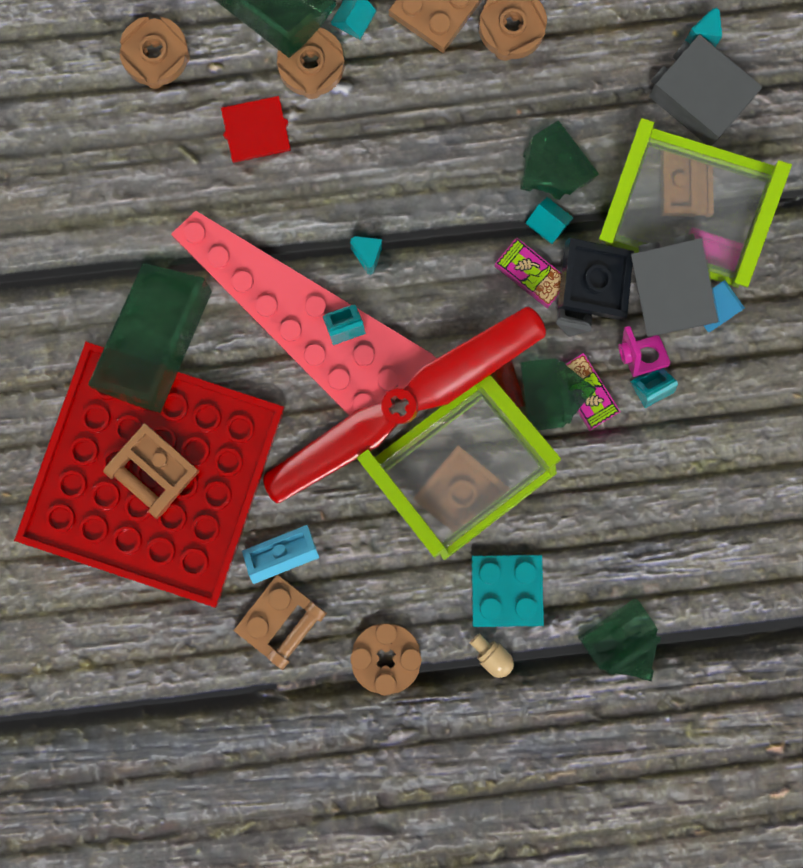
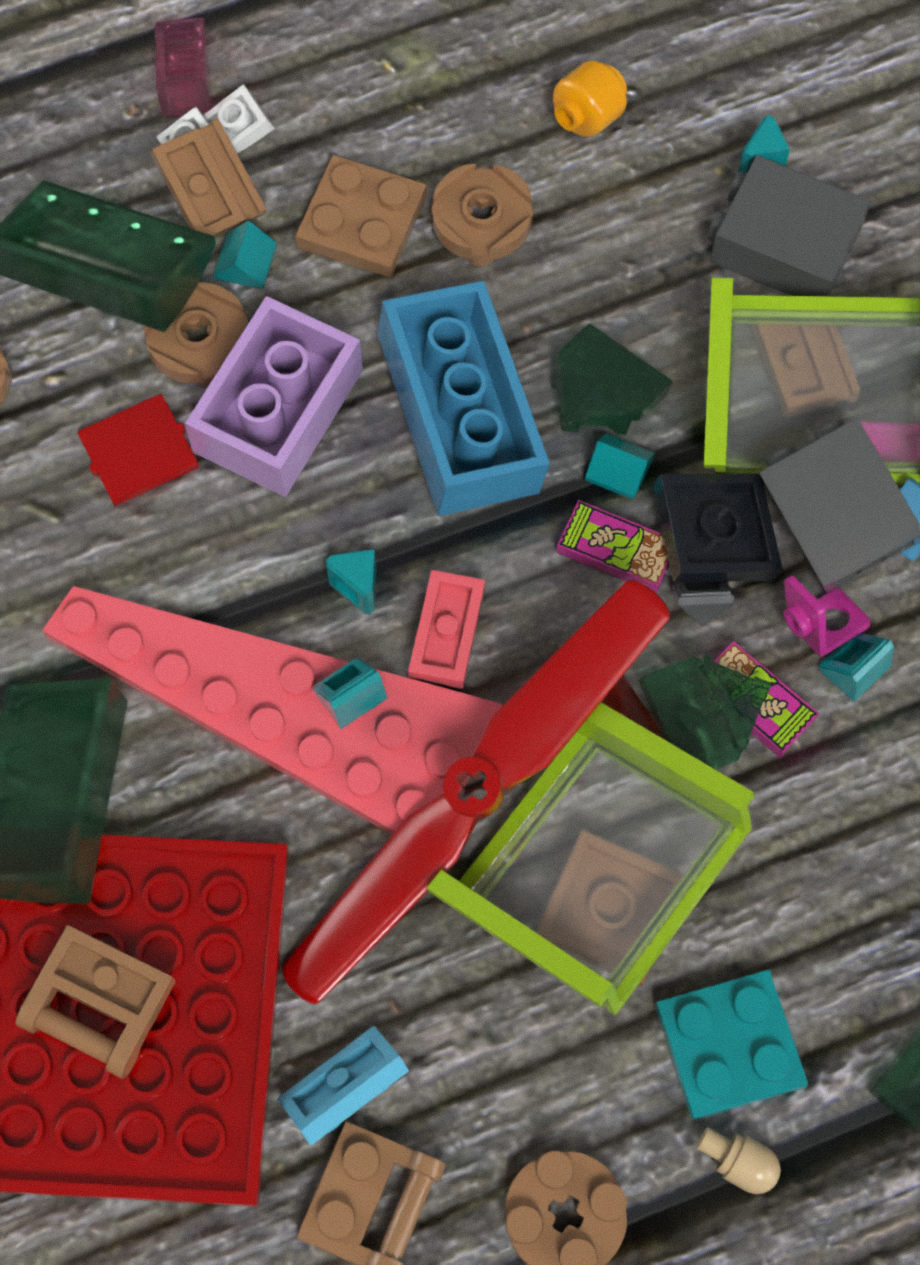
camera: 10 degrees left, 15 degrees down
(347, 119) = (275, 396): none -> lavender brick
(413, 298) = (446, 629): none -> coral plate
(463, 150) = (462, 398): none -> dark azure brick

